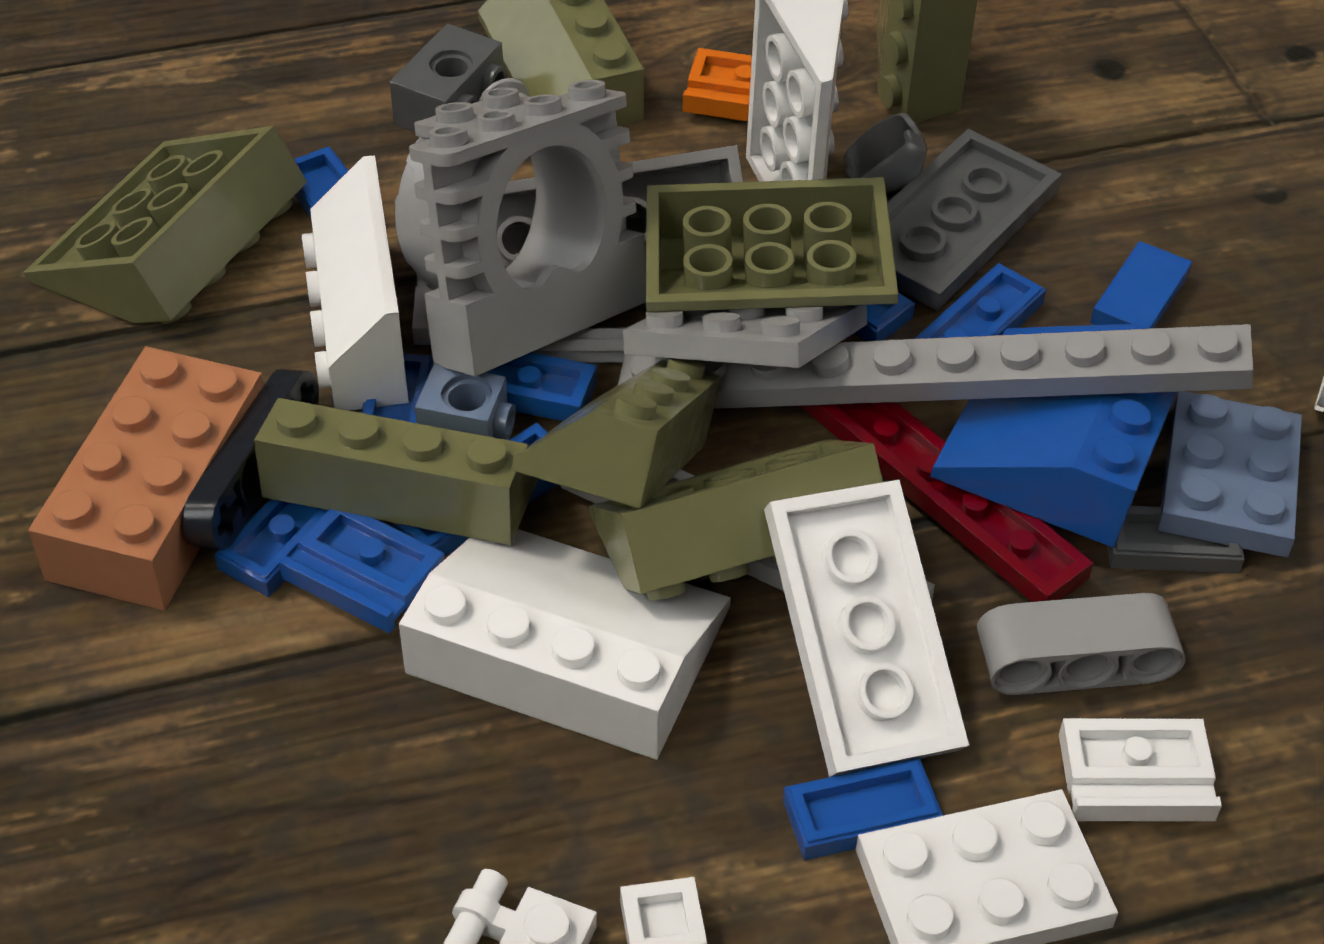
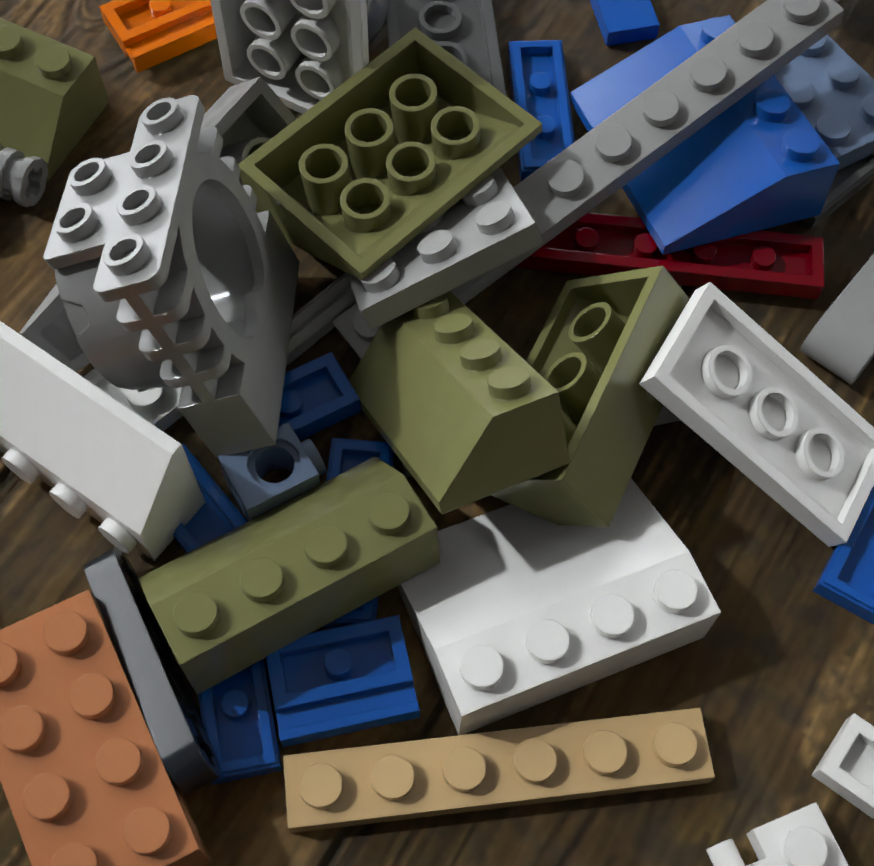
camera: 45 degrees left, 15 degrees up
(409, 712) = (496, 769): none -> tan plate

